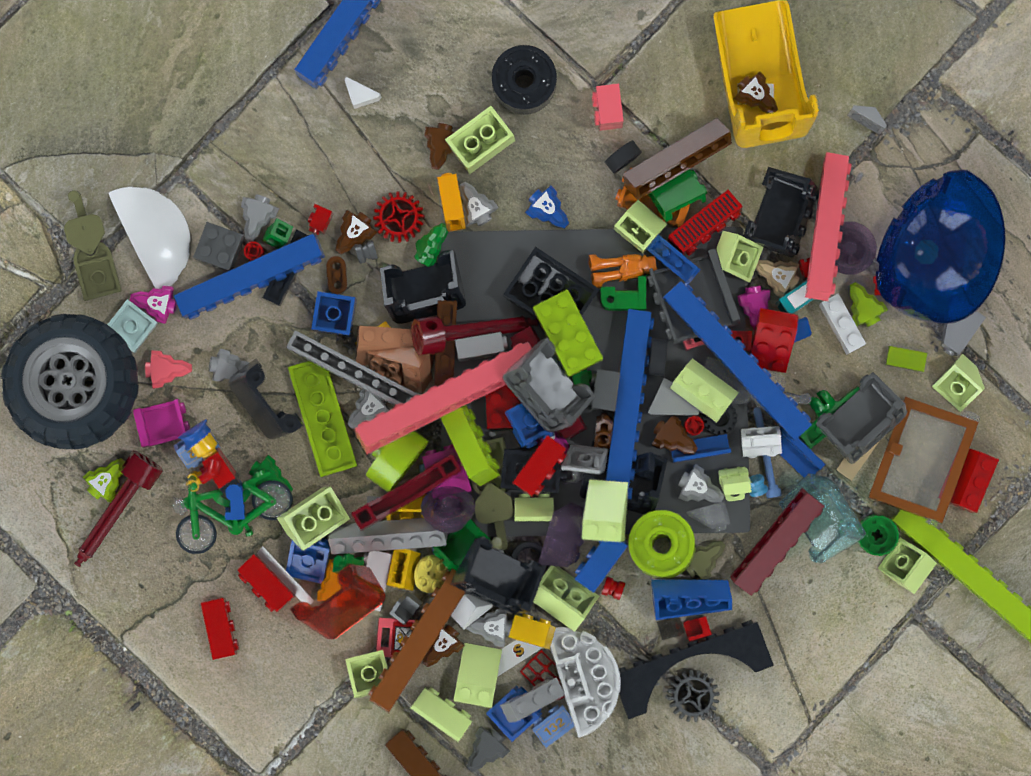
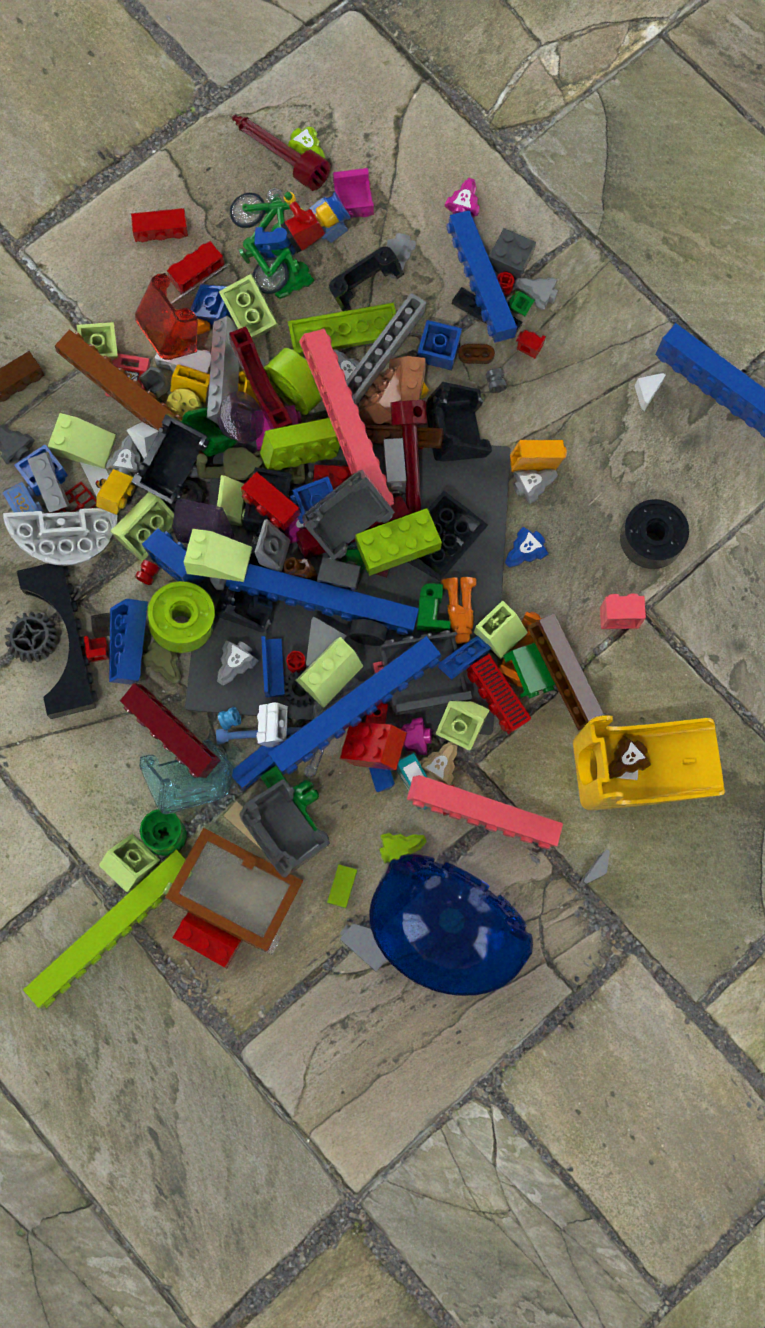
camera: 90 degrees right, 10 degrees down
(96, 272) = (510, 149): olive plate -> none
(104, 404) = (397, 112): black wheel -> none
(132, 325) = (444, 177): light aqua plate -> none
(155, 231) = (529, 203): white brick -> none
(164, 369) = (402, 200): coral rock -> none
(342, 561) = (203, 335): green brick -> none
(354, 231) = (517, 373): reddish brown rock -> none
(390, 219) = (516, 417): red gear -> none
(430, 245) = (497, 434): green rock -> none
(437, 144) = (596, 457): reddish brown rock -> none
(442, 713) = (49, 400): yellowish green slope -> none
(443, 646) = (115, 414): reddish brown rock -> none
(480, 140) = (596, 490): yellowish green slope -> none
(623, 157) = (571, 621): black tyre -> none
(673, 436) = (287, 638): reddish brown rock -> none
(711, 516) = (203, 670): clear slope -> none
(734, 482) = (234, 693): yellowish green piece -> none
(783, 212) = (502, 775): black windscreen -> none
(842, 324) = (384, 822): white brick -> none
(856, 249) = (460, 841): clear purple wheel -> none
(960, 383) = (311, 938): yellowish green slope -> none

